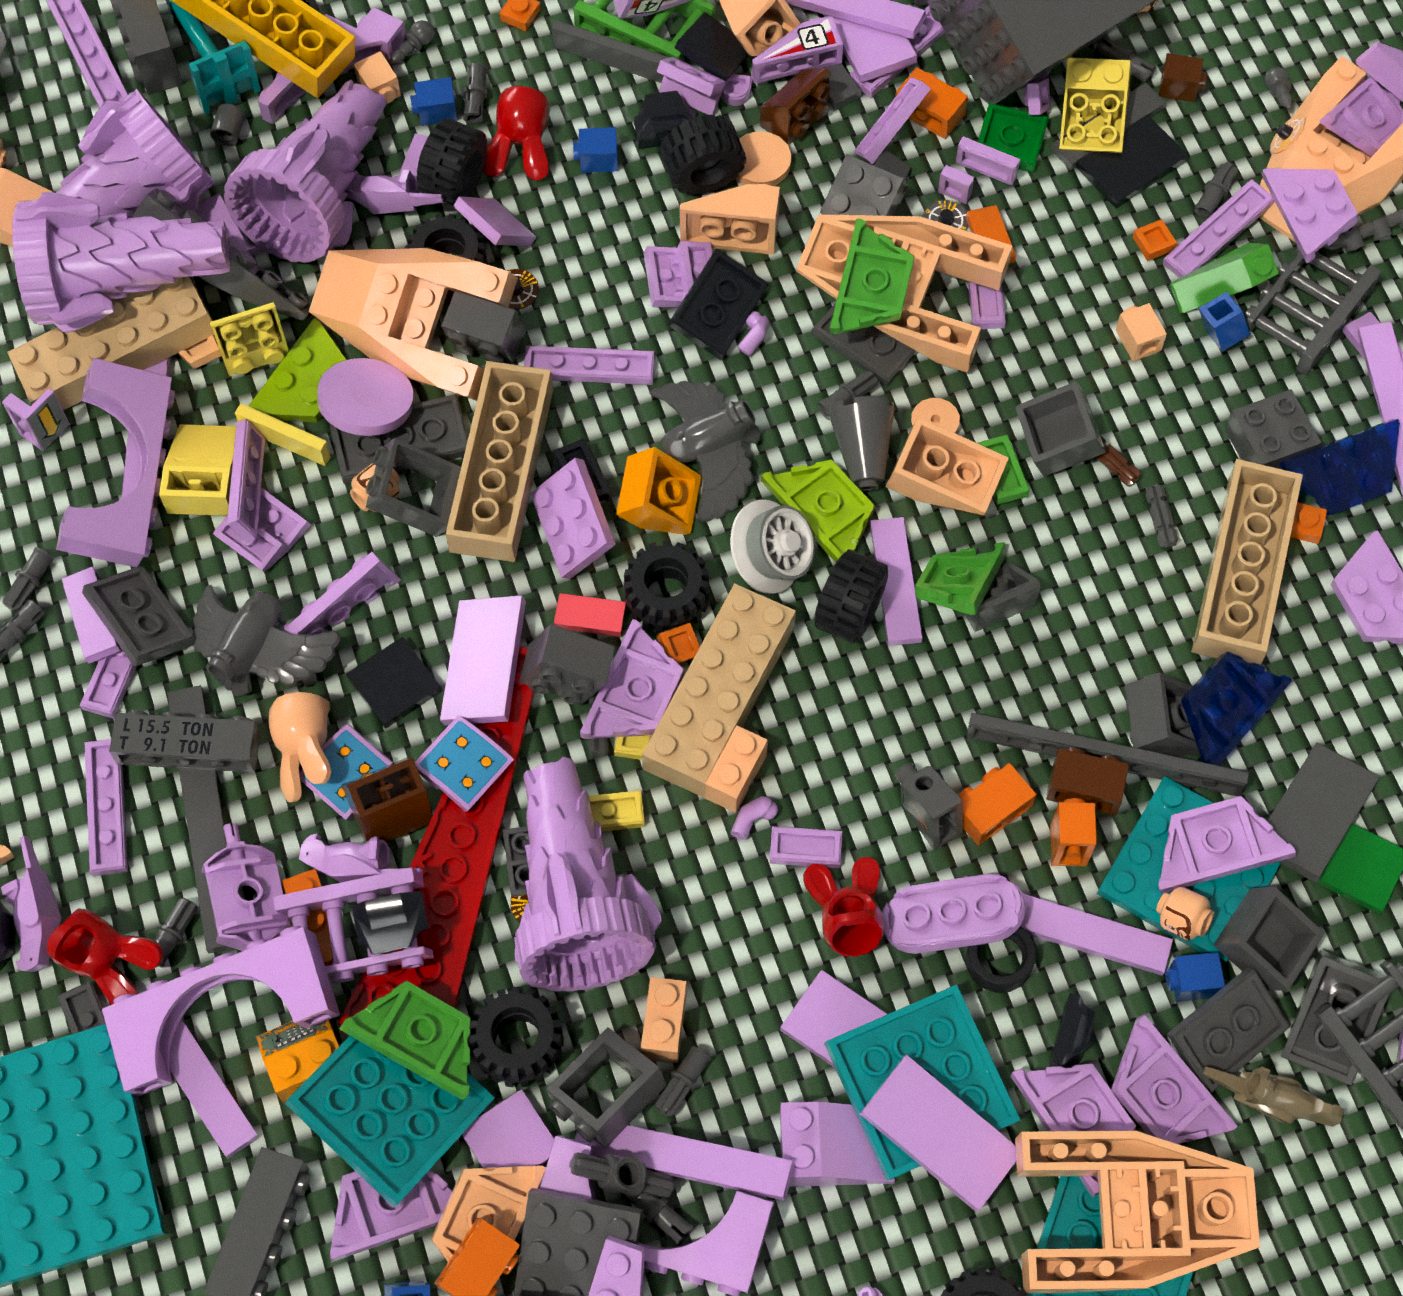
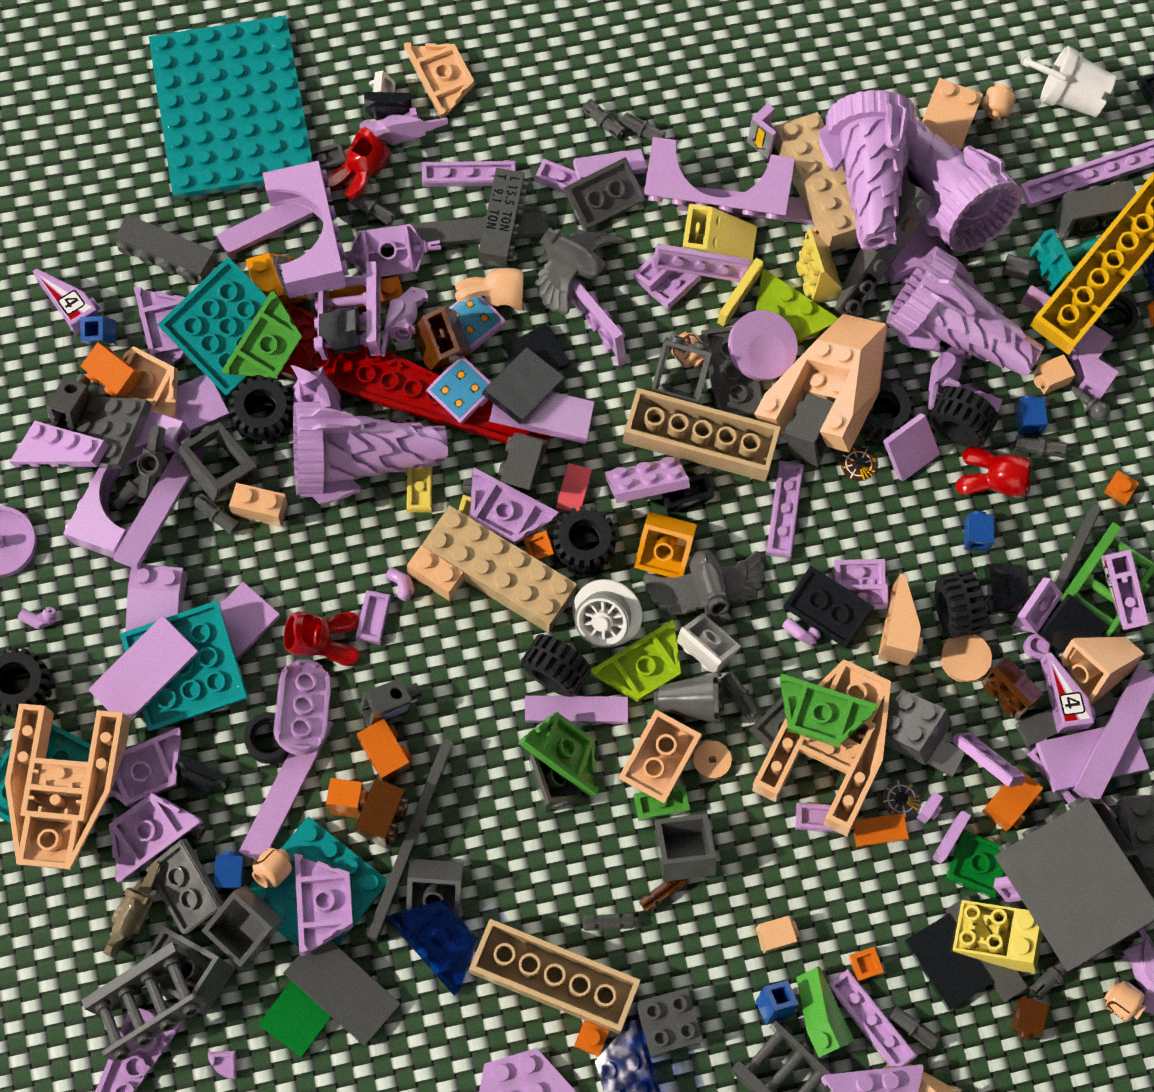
camera: 90 degrees right, 5 degrees up
(451, 682) = (523, 385): none -> black tile
(483, 961) = (315, 387): none -> lavender hair
(792, 426) = (707, 643): none -> white slope

